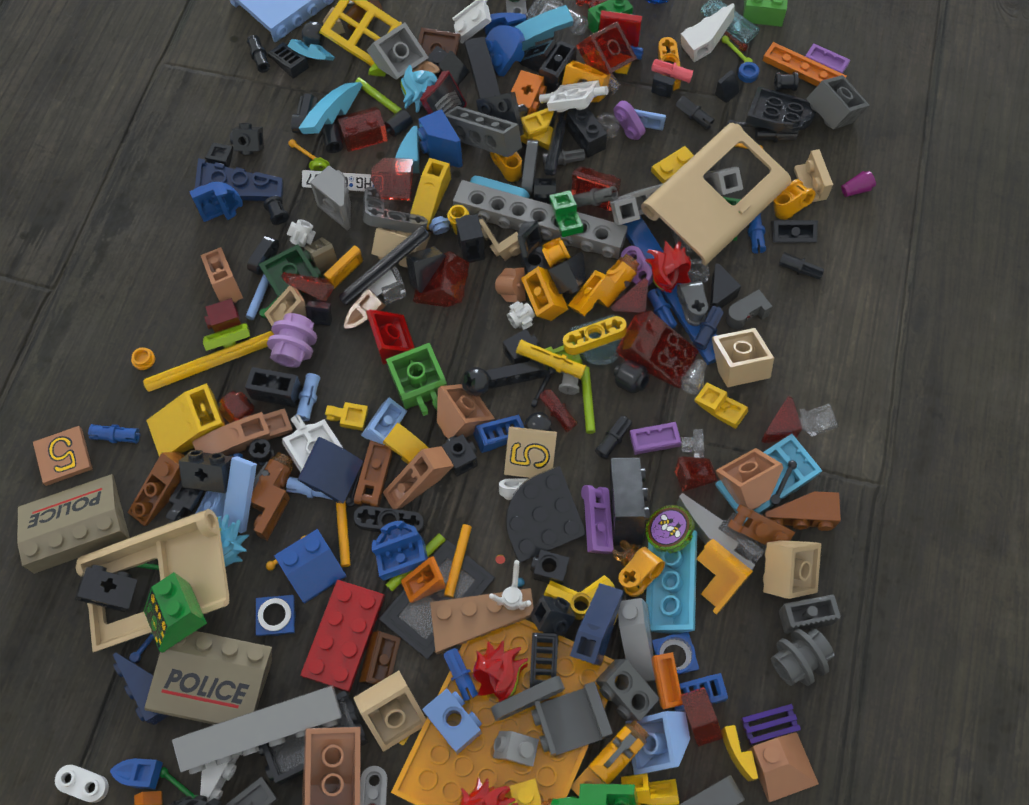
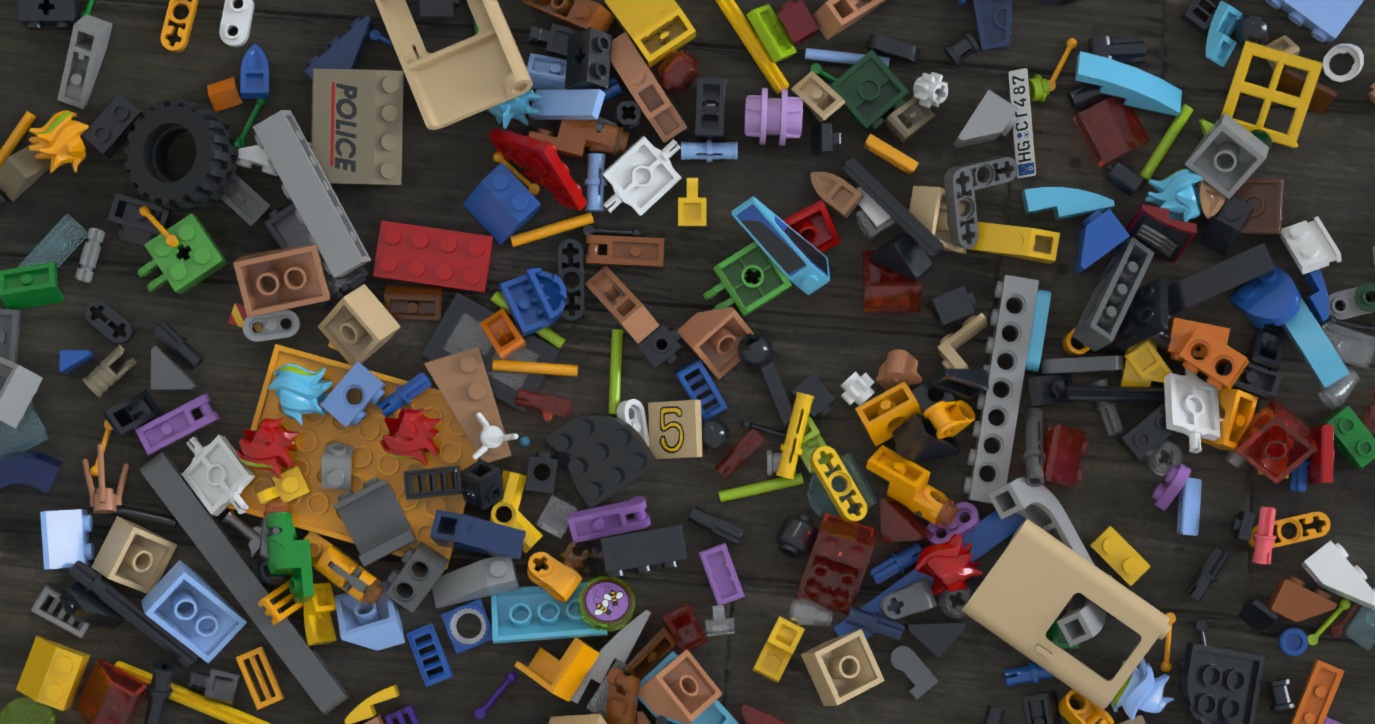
camera: 80 degrees right, 20 degrees up
(172, 611) = (413, 73): green slope -> none
(283, 524) = (540, 165): none -> red plate
(286, 626) = (458, 186): piece -> none
(314, 286) = (848, 121): clear red slope -> none
(330, 470) = (613, 202): dark blue slope -> none
(384, 421) = (689, 249): light blue slope -> none
(393, 178) = (1024, 191): clear red slope -> none
(395, 342) = (785, 247): none -> slope
(404, 443) = (661, 284): yellow slope -> none
(438, 769) = (300, 390): none -> medium azure hair
(439, 225) = (973, 263): light blue plate -> none
(456, 211) = (987, 283): yellow cone -> none
(473, 497) = (615, 370): none -> lime bar
(489, 558) = (543, 403): none -> clear red axle
(527, 698) = (388, 471): dark grey beam -> none
(537, 71) = (1217, 353): none -> orange brick
(566, 213) = (1005, 424): green slope -> none
(589, 564) = (555, 517): none -> clear panel
(667, 680) = (433, 619): orange tile -> none
(701, 716) = (402, 659): clear red slope -> none
(716, 500) = (650, 655): none -> reddish brown slope
(720, 61) = (1296, 602): none -> dark orange slope
(753, 656) = (480, 713): none -> dark purple hinge
(782, 153) = (1142, 692): none -> light blue hair

